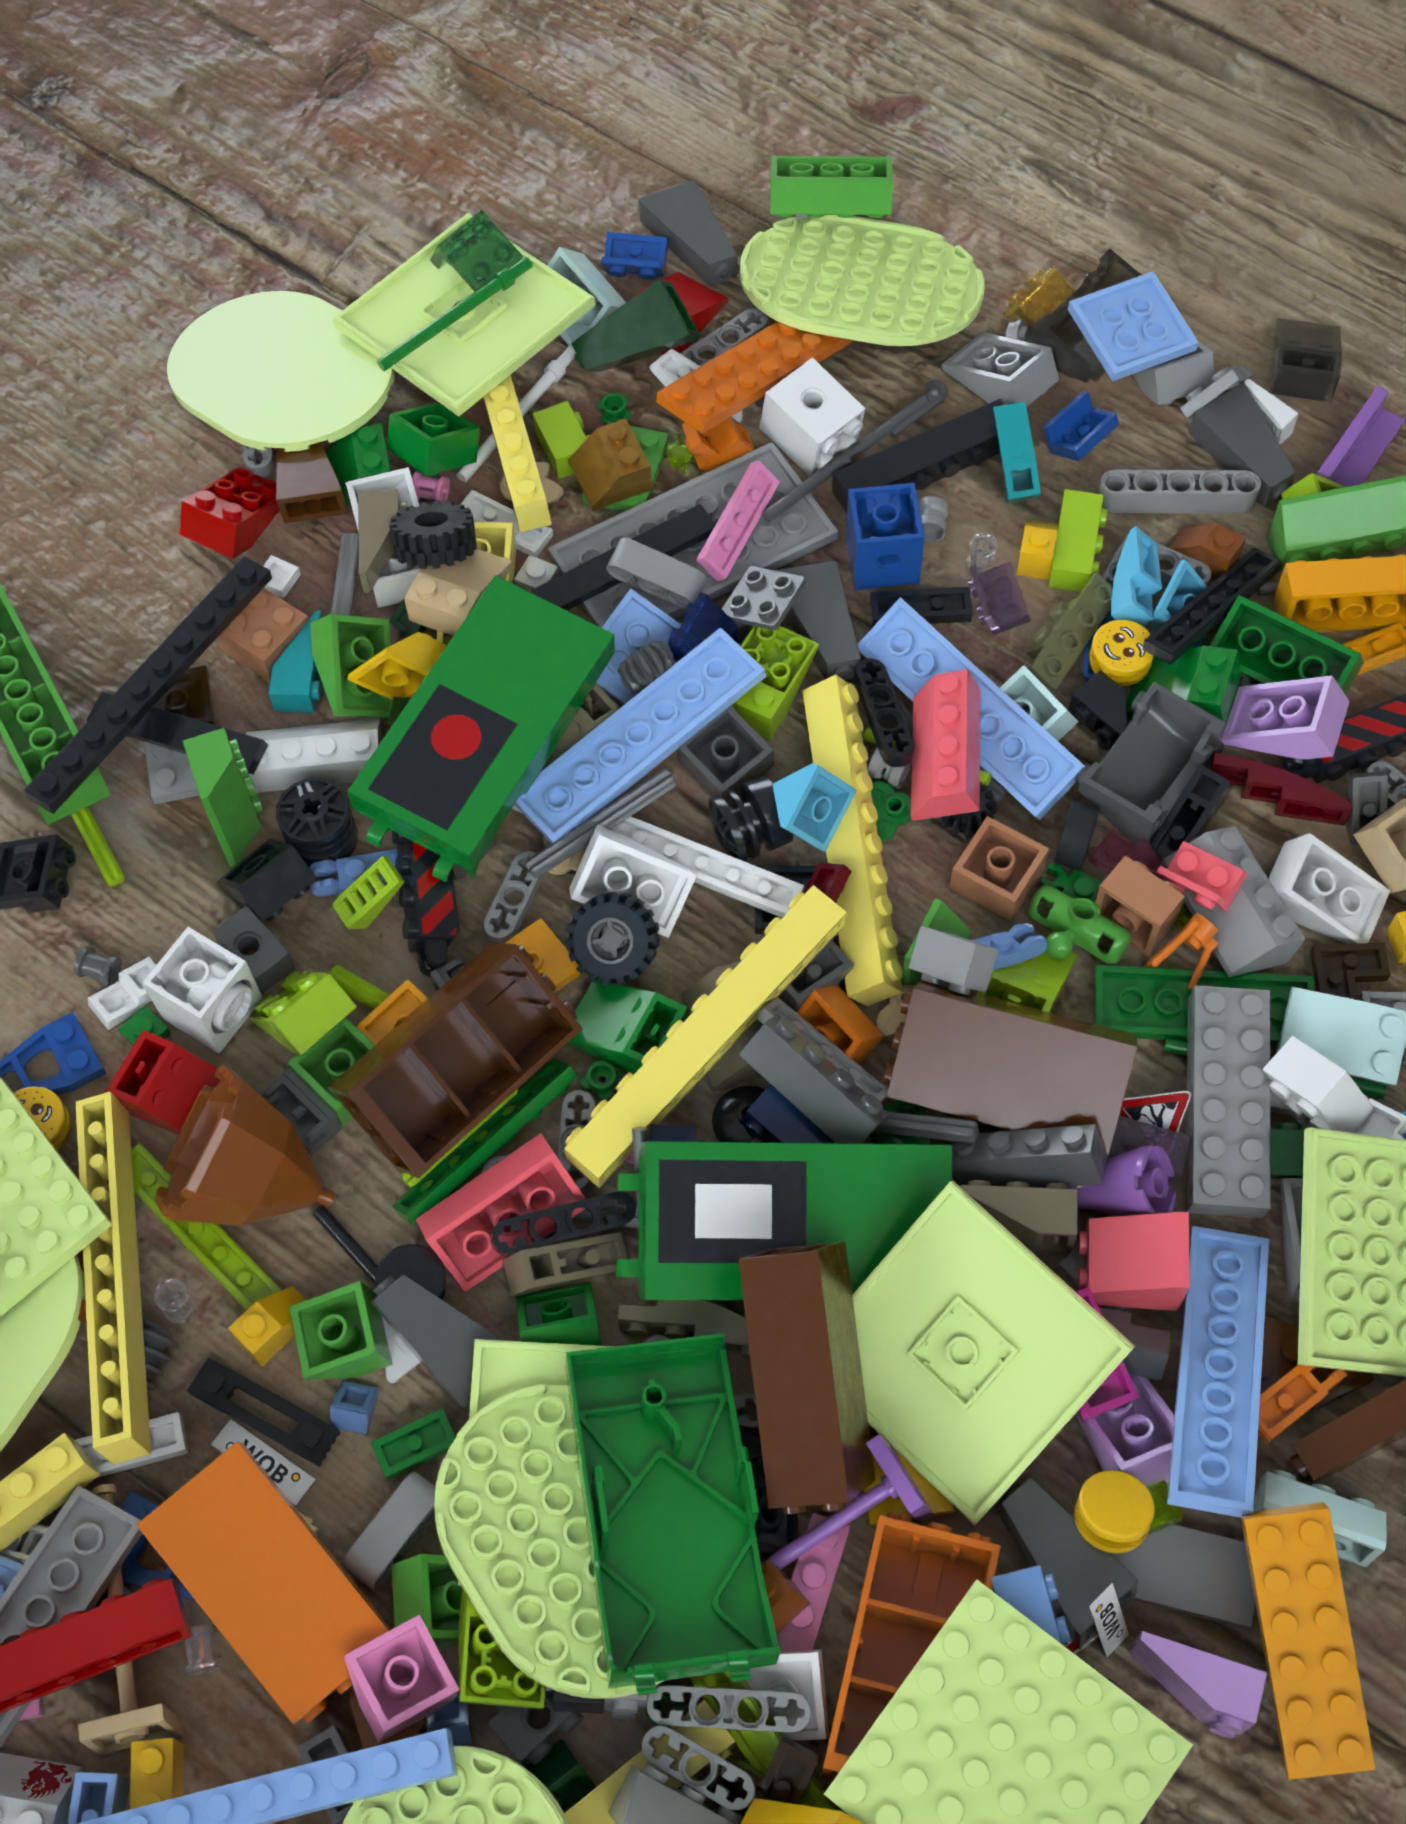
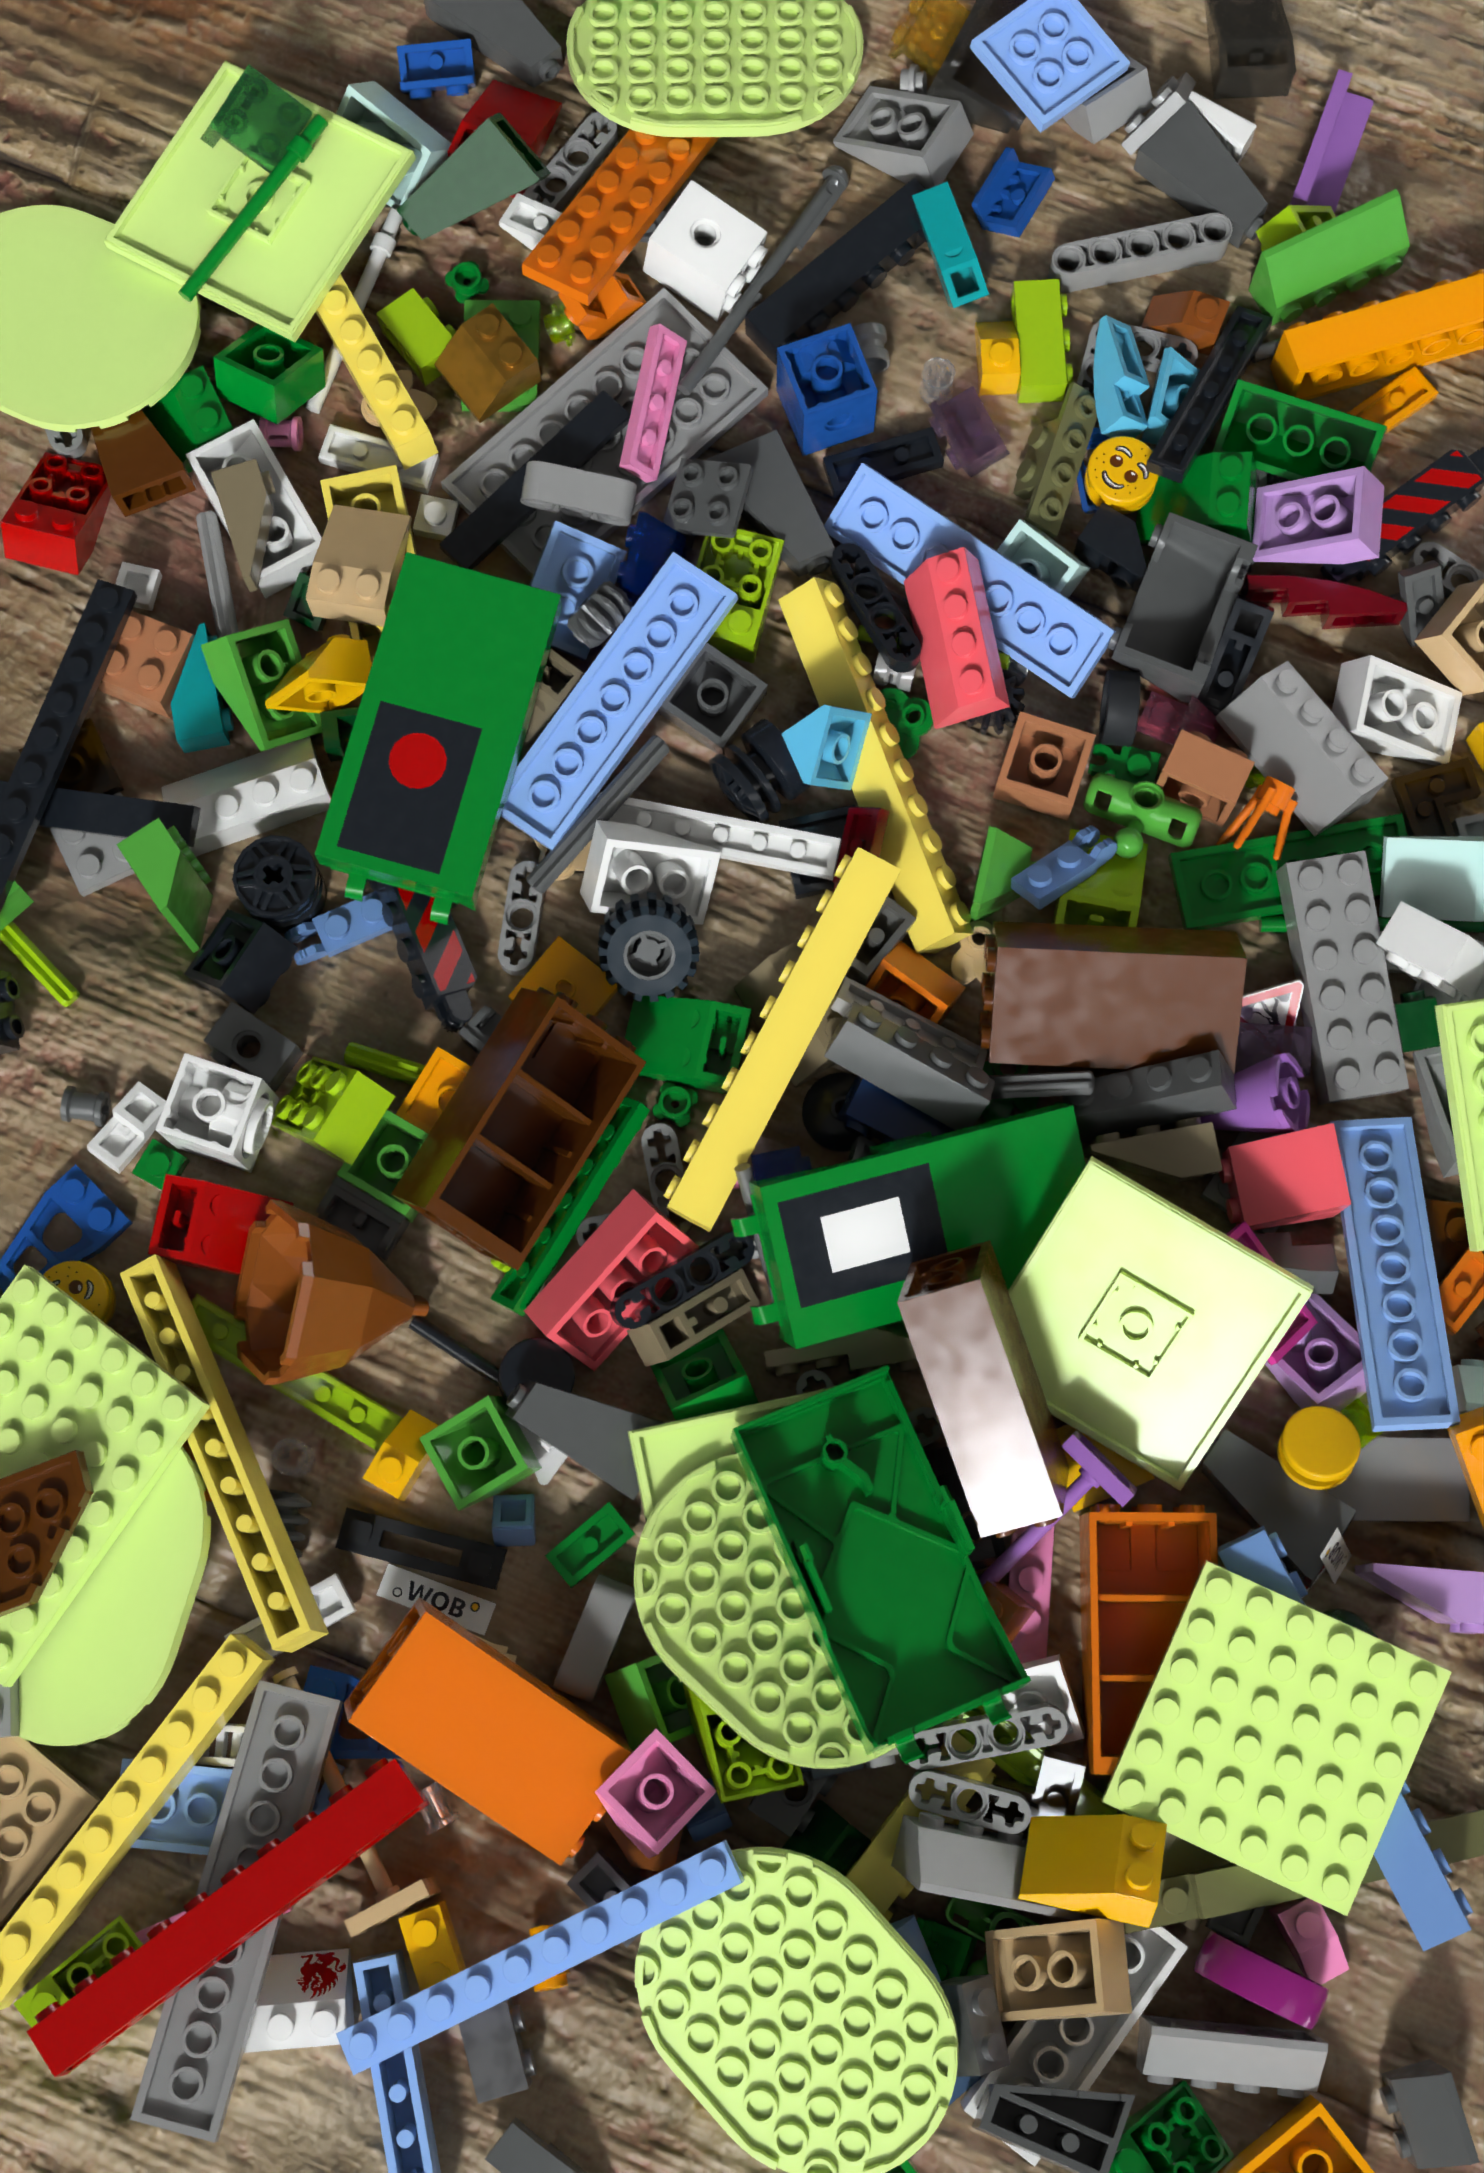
camera: 15 degrees left, 15 degrees up
(350, 904) = (346, 971): lime slope -> none
(433, 534) = (314, 508): black tyre -> none
(953, 959) = (1027, 897): light grey brick -> none
(1203, 876) = (1268, 730): coral bracket -> none

